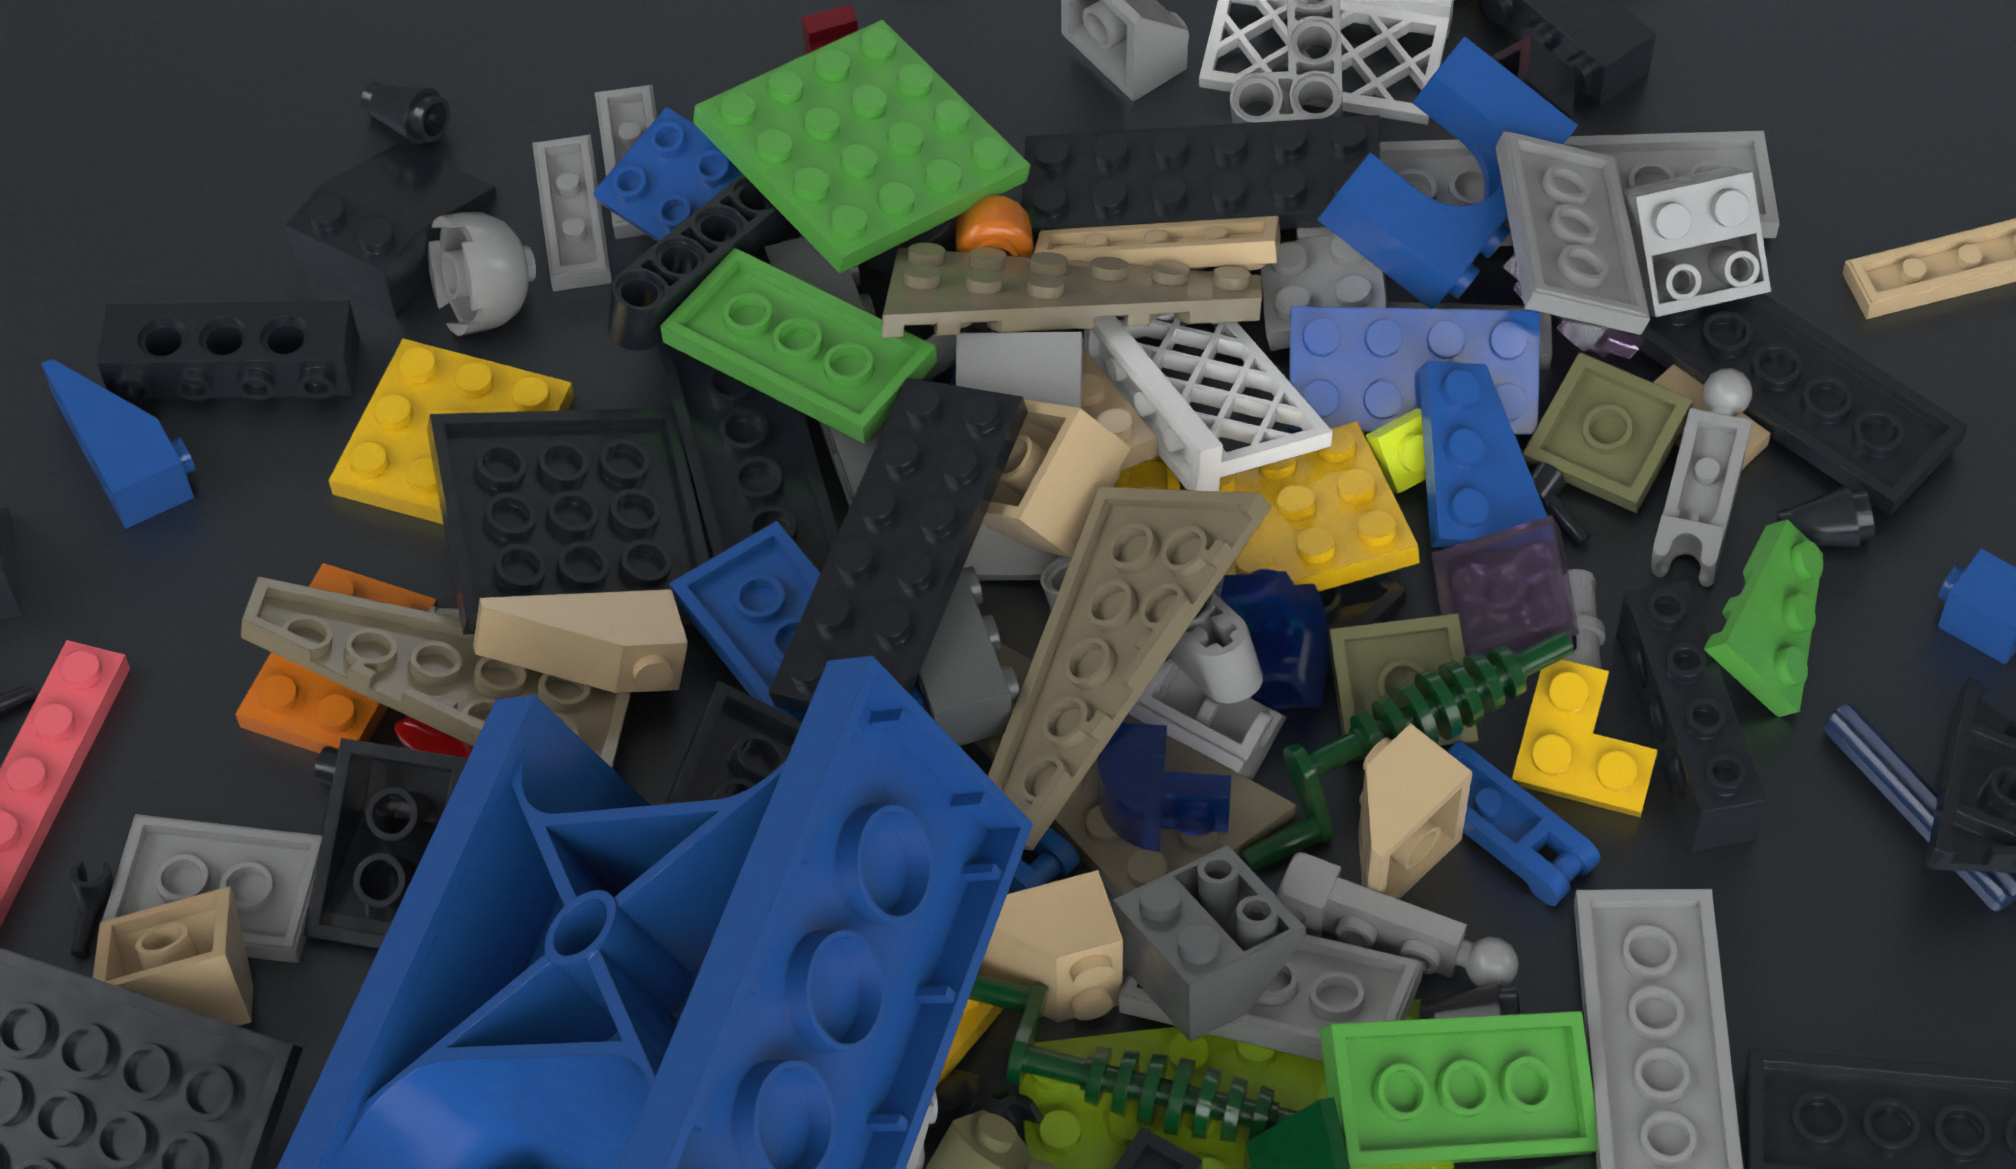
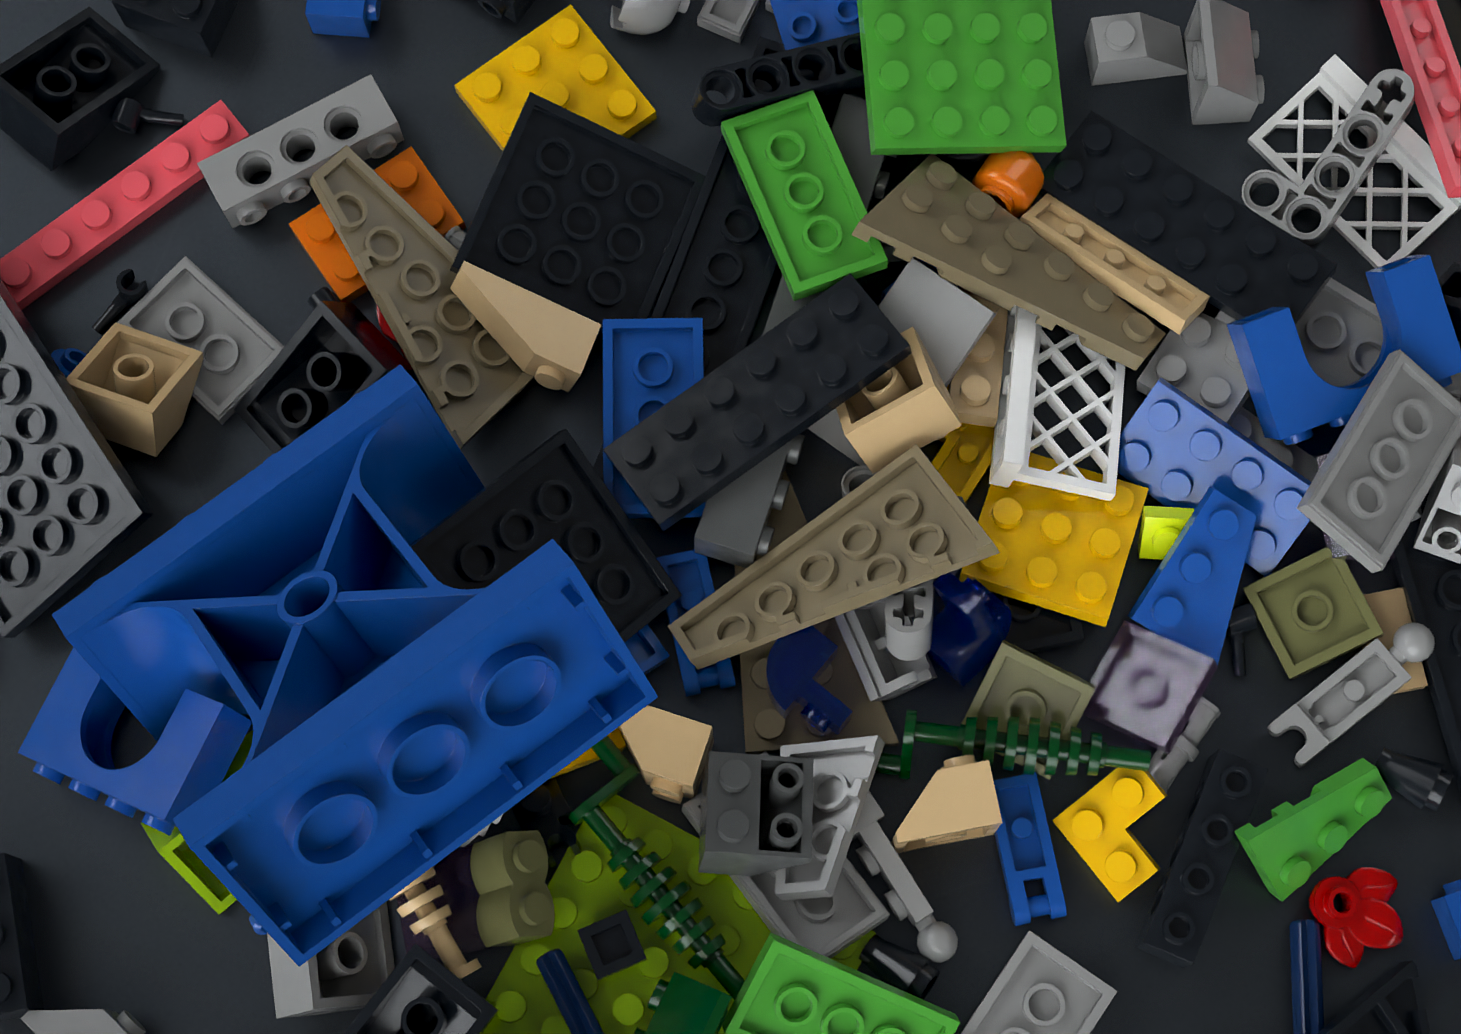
camera: 35 degrees right, 20 degrees up
(168, 651) = (274, 149): none -> light grey brick
(1020, 64) = (1133, 48): none -> light grey slope
(1275, 850) = (840, 787): none -> light grey wing
(1879, 676) = (1364, 913): none -> red plate

